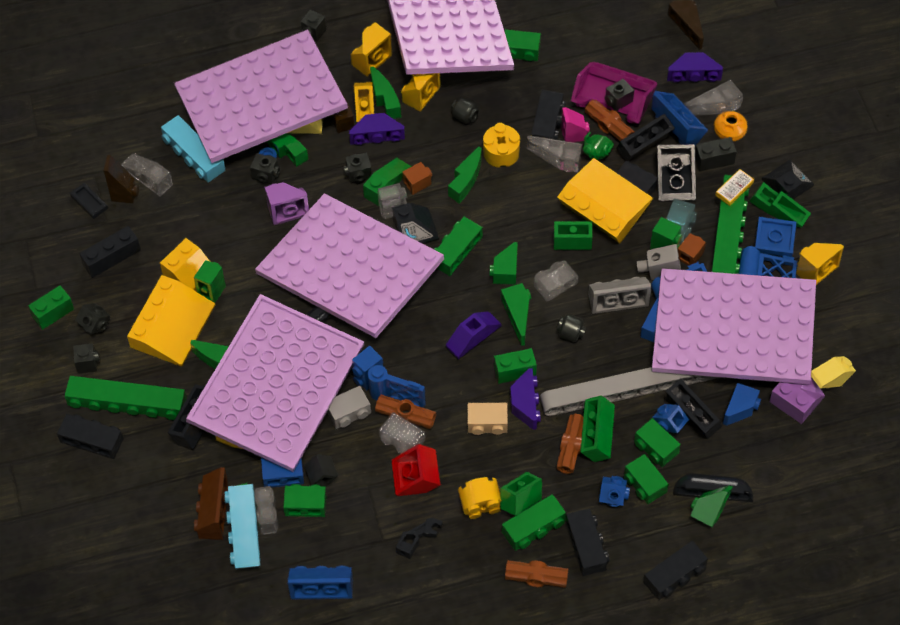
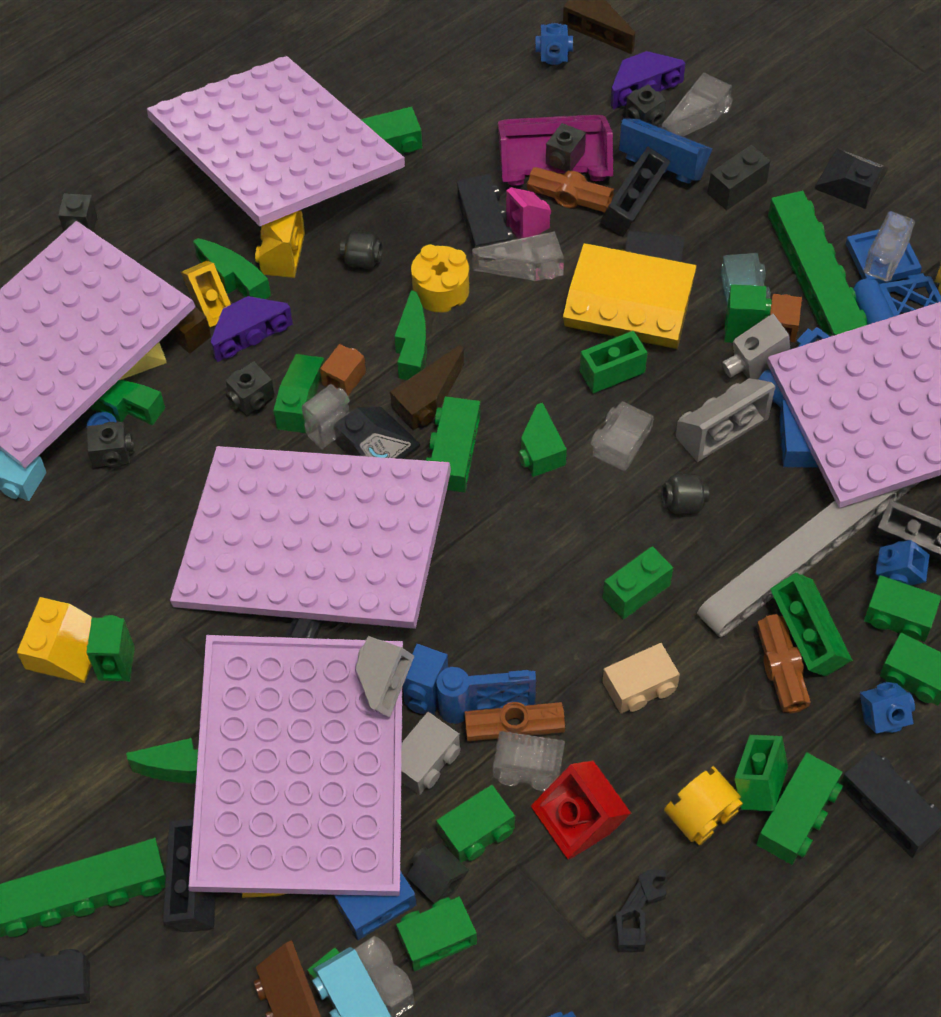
camera: 25 degrees left, 0 degrees up
(170, 321) = (76, 738): yellow slope -> none
(286, 202) = (168, 481): medium lavender slope -> none
(341, 353) = (382, 673): none -> light grey slope
(355, 455) = (476, 824): none -> green brick
(373, 51) = (185, 215): yellow slope -> none
(454, 209) = (425, 392): none -> dark brown slope
(472, 332) = (547, 562): dark purple slope -> none
(517, 307) = (589, 494): green slope -> none
(525, 399) = (681, 627): dark purple slope -> none
(536, 573) = (849, 887): dark orange piece -> none
(597, 146) = (574, 227): green hair -> none
(650, 25) = (554, 43): none -> blue brick
(676, 172) = (704, 219): black slope -> none
(683, 87) = (646, 105): none -> pearl dark grey brick
(724, 129) = (731, 141): light orange piece -> none
(734, 187) = (797, 208): tile -> none
(776, 232) = (889, 246): none -> clear brick
(779, 205) = (857, 212): green slope -> none

